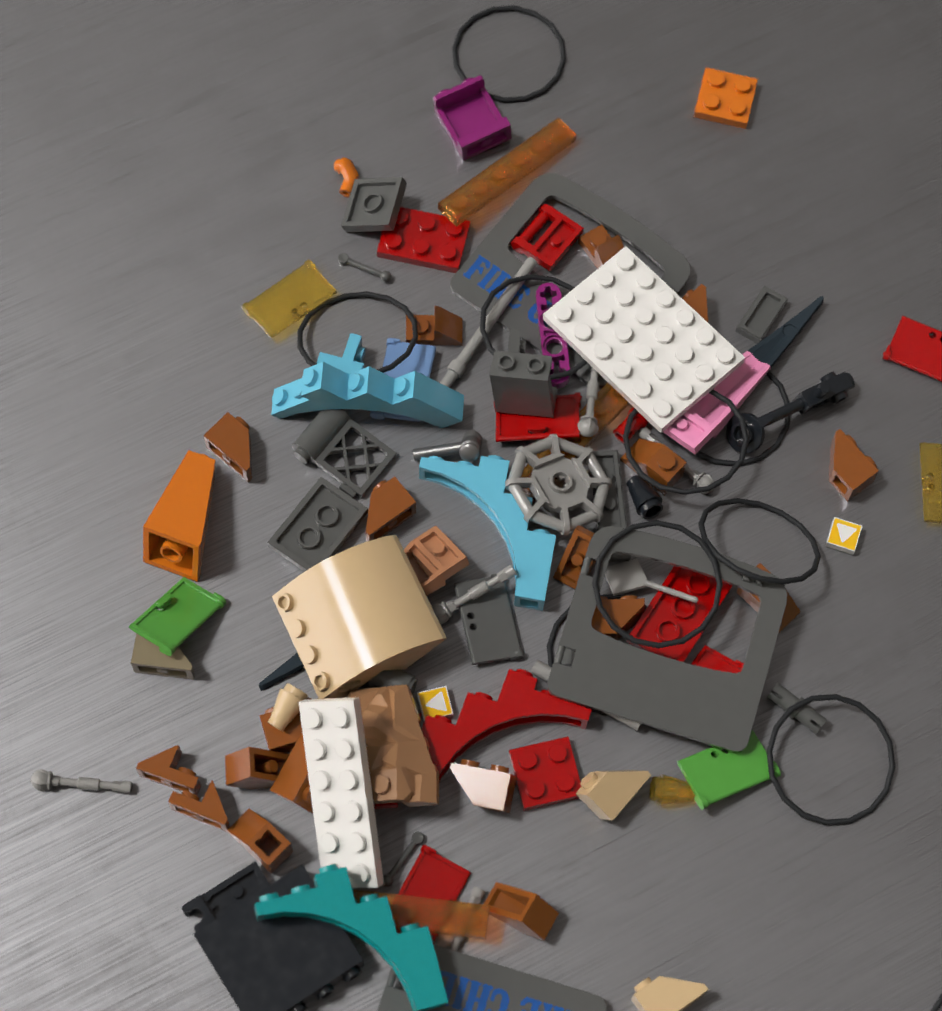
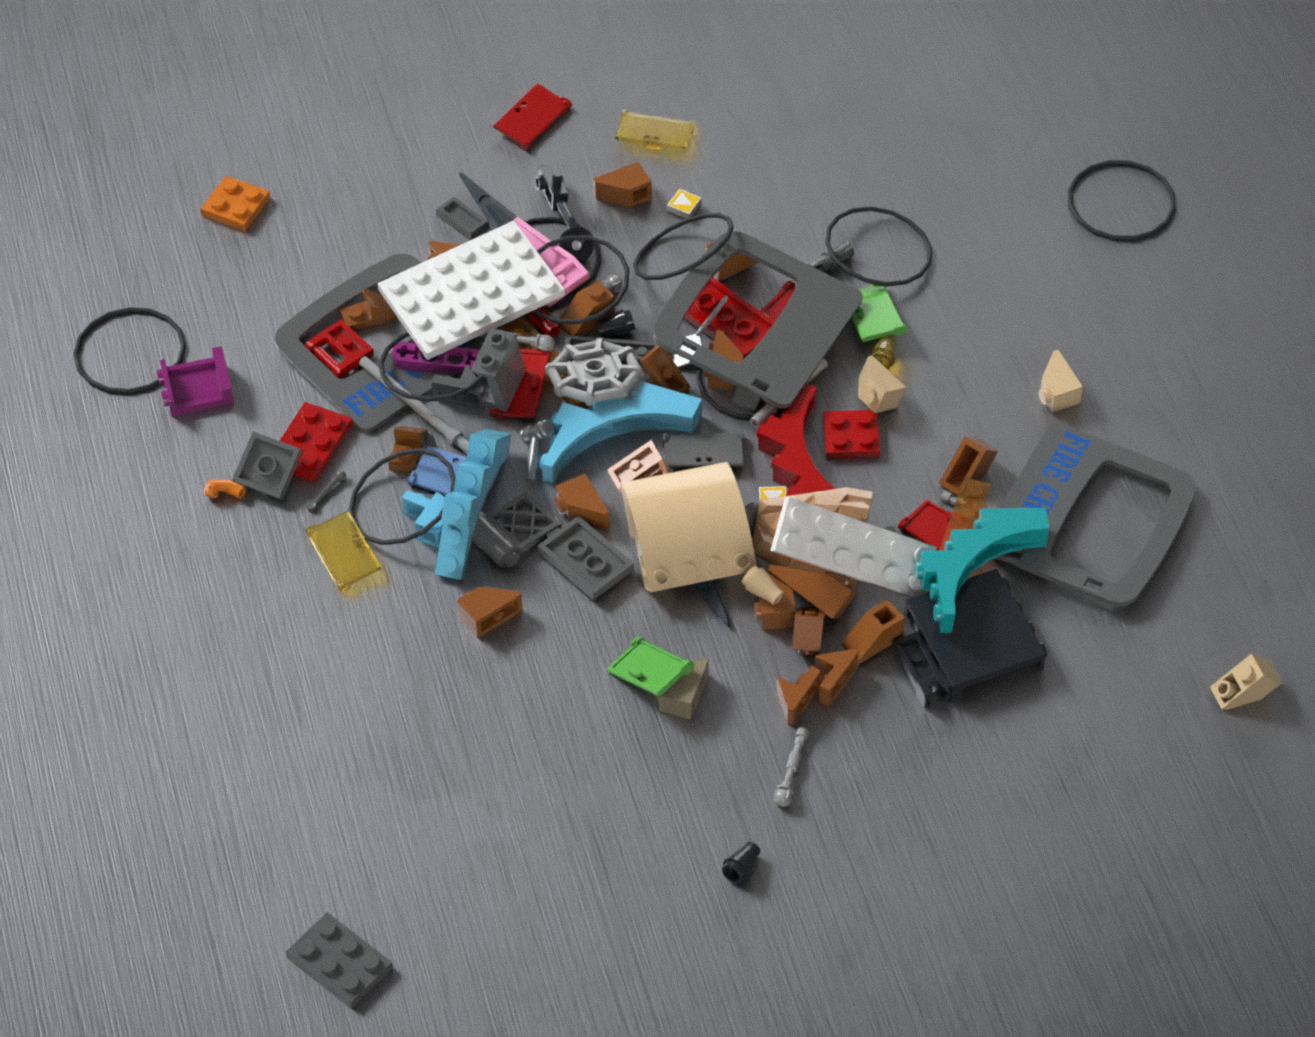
camera: 75 degrees left, 15 degrees down
(179, 522) = (555, 650): orange slope -> none
(444, 610) = (678, 441): light grey piece -> none
(485, 787) = (859, 467): slope -> none
(506, 171) = (263, 365): clear orange plate -> none
(644, 642) = (695, 346): black piece -> none

